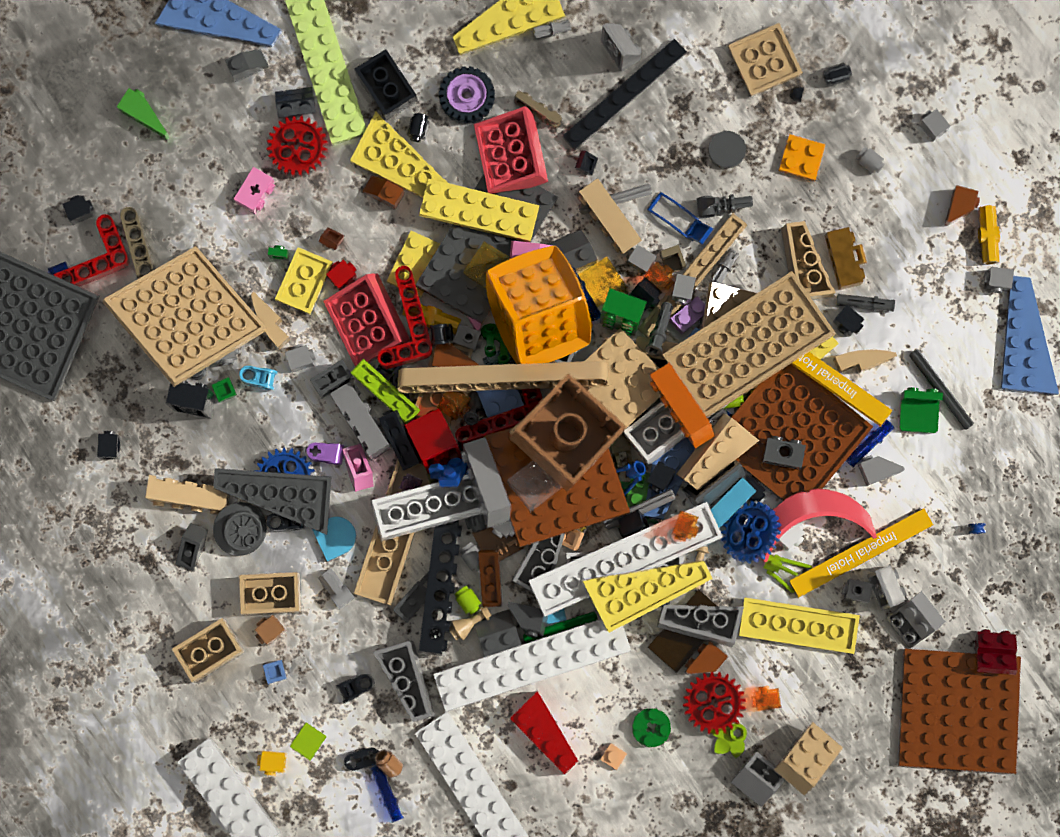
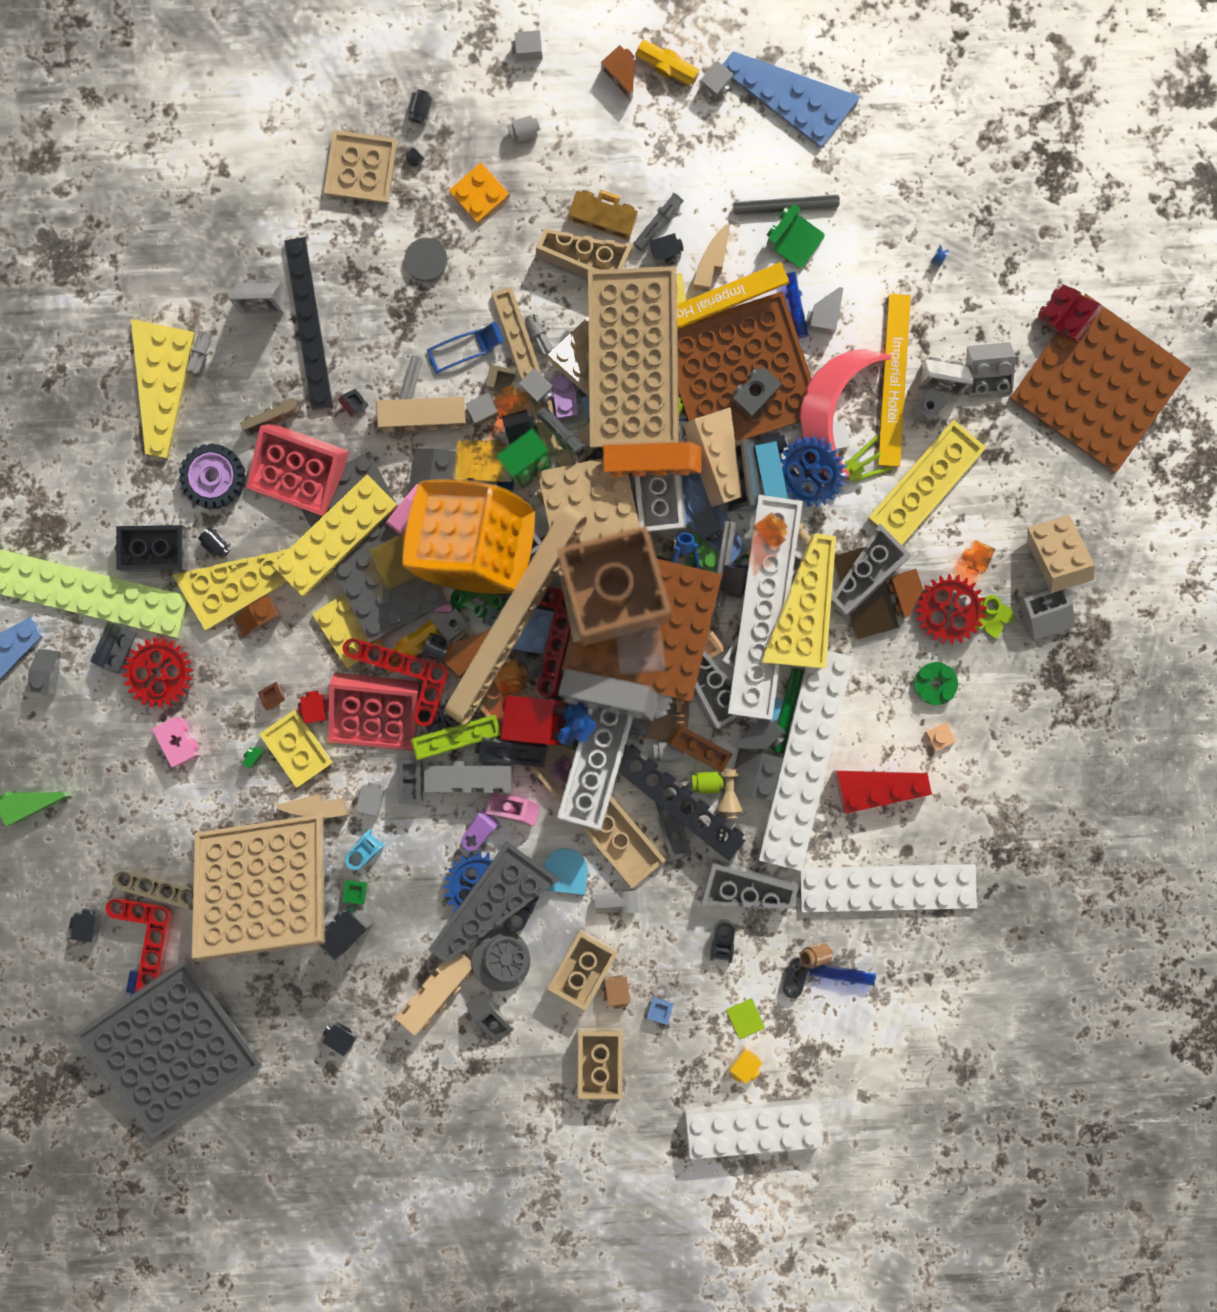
camera: 55 degrees left, 5 degrees up
(709, 205) = (470, 312): dark grey piece -> none

